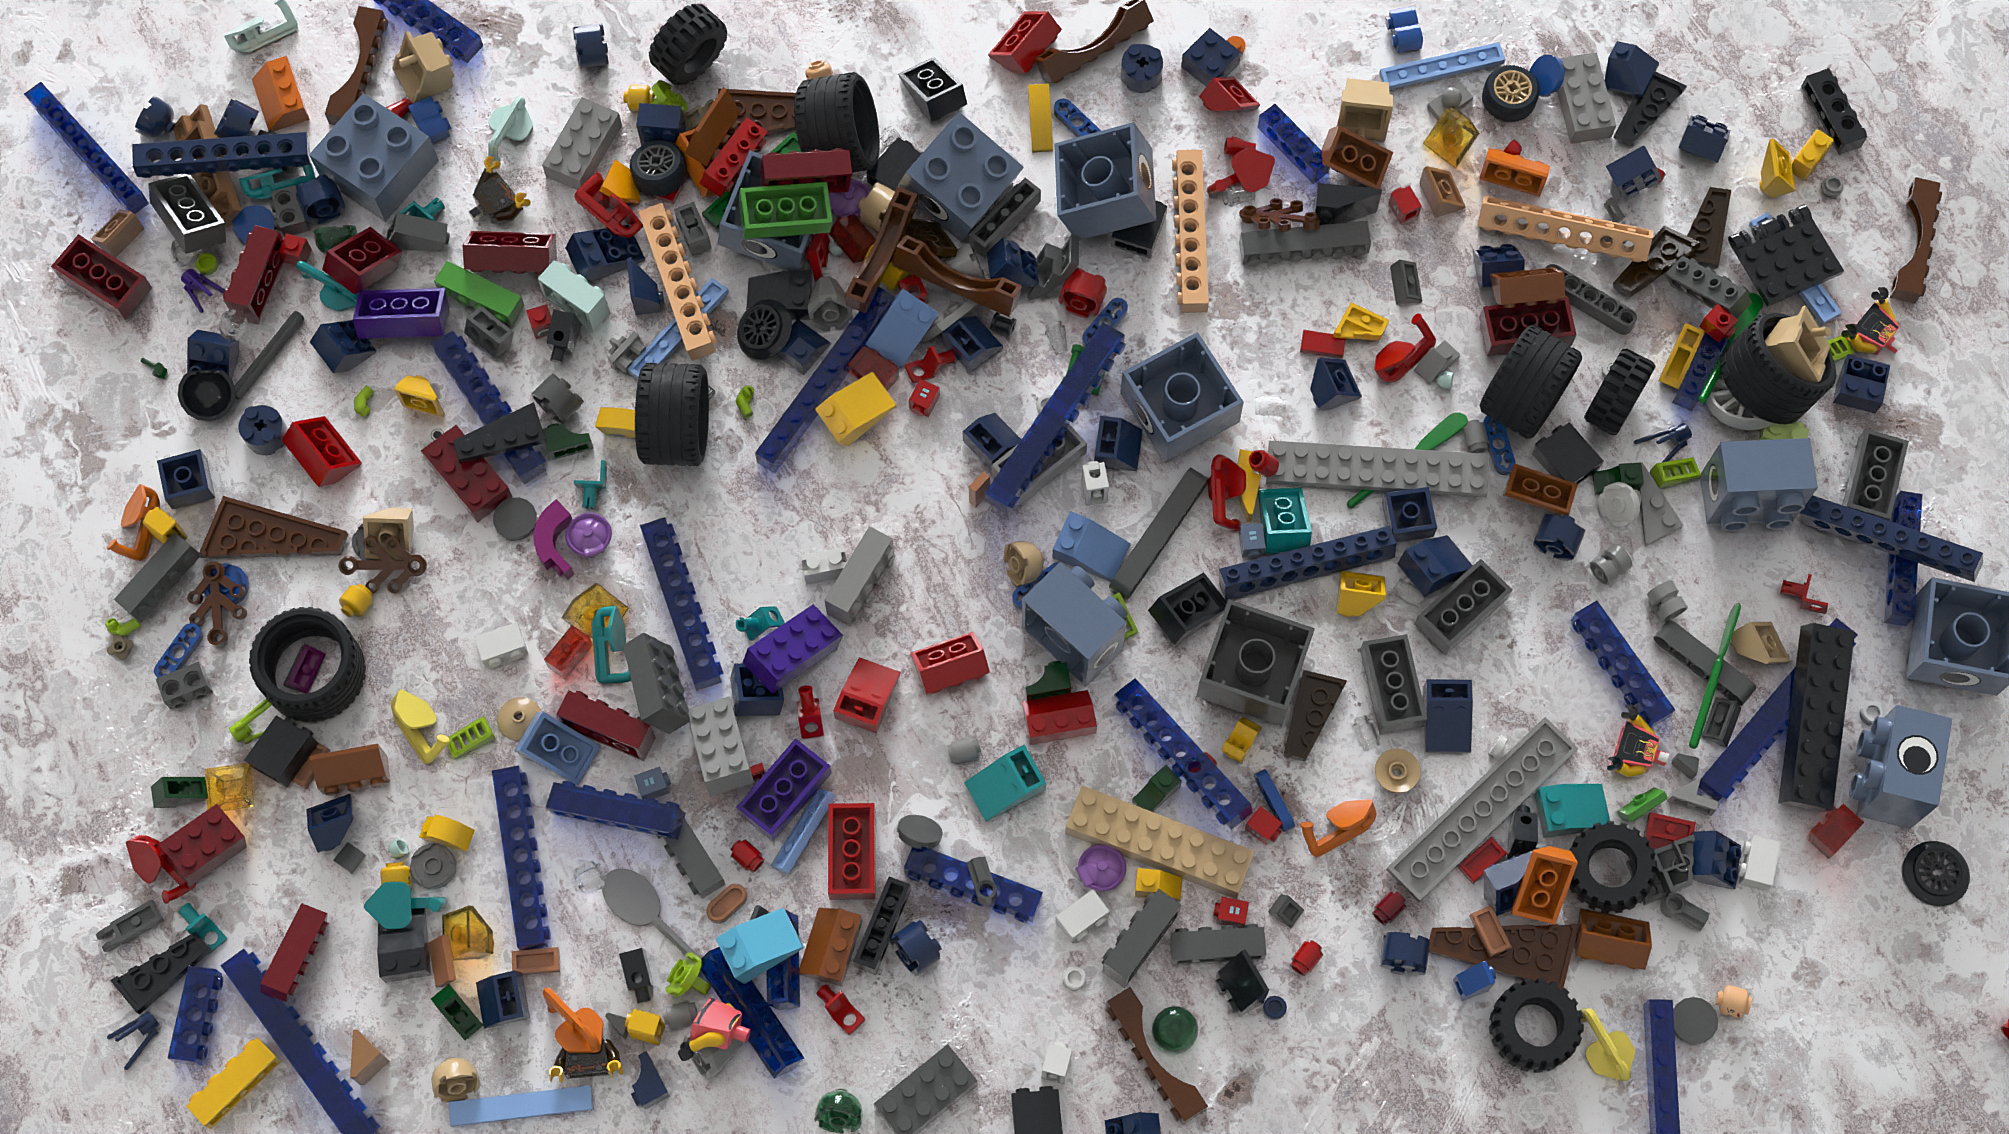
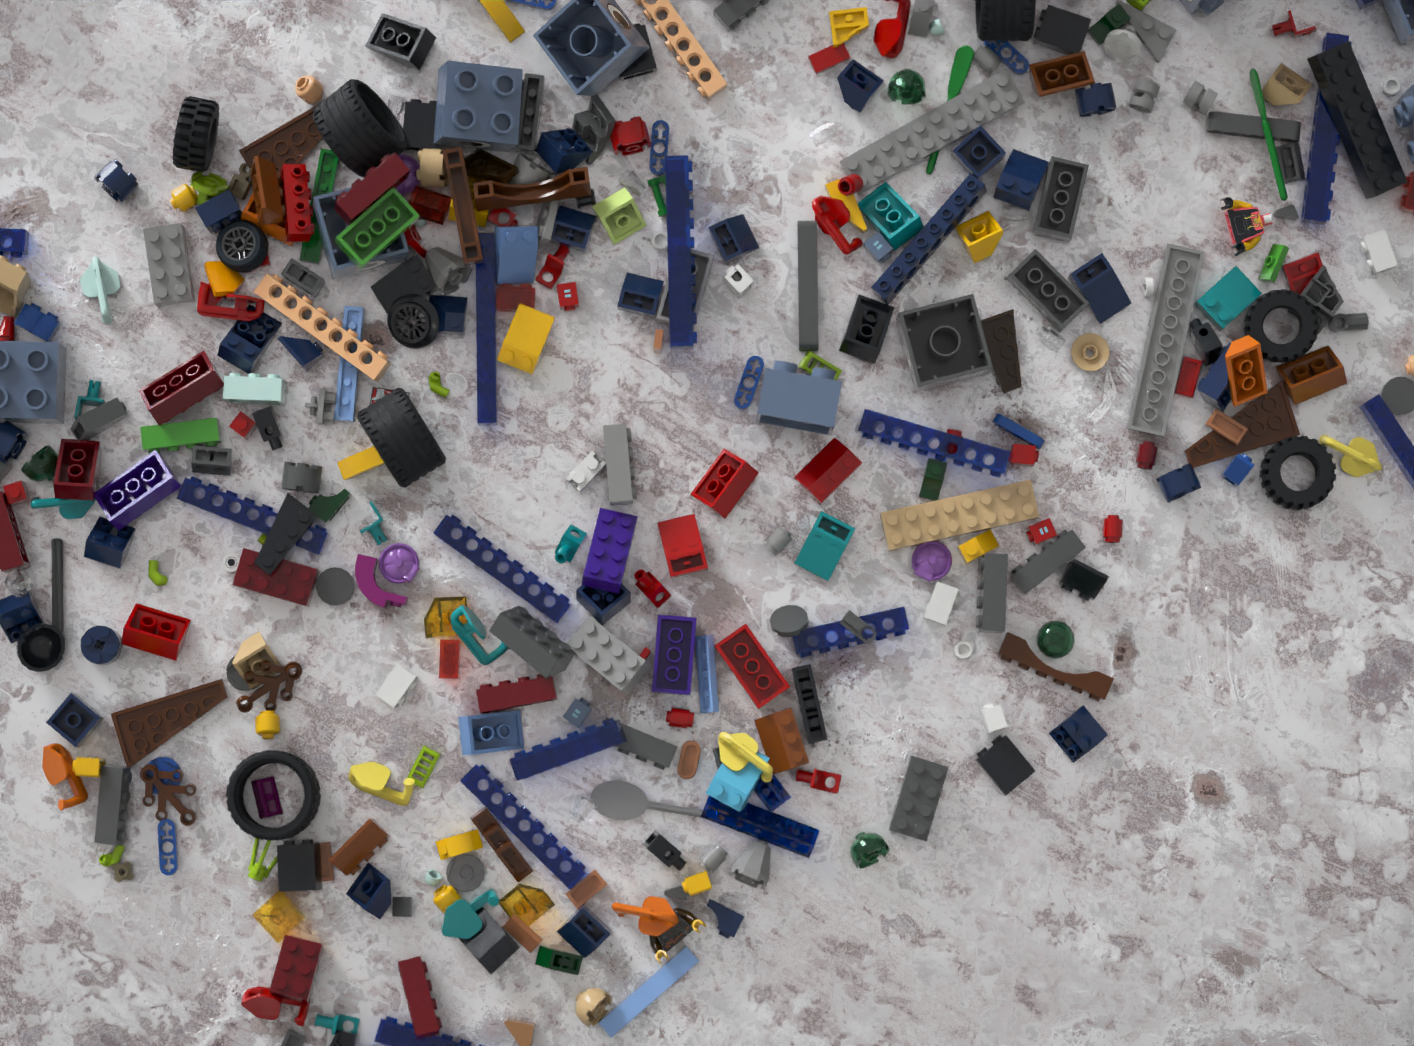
camera: 35 degrees left, 15 degrees up
(175, 791) = (248, 943): dark green arch -> none
(183, 680) = (188, 864): dark grey brick -> none
(418, 395) = (196, 541): yellow slope -> none
(487, 862) = (501, 844): none -> reddish brown slope
(495, 197) = (136, 351): torso -> none
(506, 721) = (437, 732): tan dish -> none
(685, 975) = (699, 830): lime tile -> none
(714, 1027) = (749, 854): coral torso -> none
(778, 918) = (740, 749): none -> light yellow piece
(916, 947) = (843, 704): dark blue brick -> none
(1023, 358) = (619, 215): none -> yellowish green slope
(1024, 562) = (727, 373): tan cylinder -> none
(1052, 683) = (808, 447): dark green arch -> none
(1090, 547) = (766, 330): medium blue slope -> none
(1181, 397) = (759, 174): sand blue brick -> none
(1241, 739) = (967, 403): yellow brick -> none
(1274, 1008) = (1115, 578): dark blue tile -> none
(1286, 910) = (1076, 504): dark grey slope -> none
(1351, 820) = (1076, 409): orange piece -> none
(1379, 412) = (906, 86): none -> clear green cylinder
(1622, 652) = (1243, 181): clear blue brick -> none
(1688, 798) = (1301, 236): light grey slope -> none
(1715, 859) = (1347, 270): dark blue slope -> none

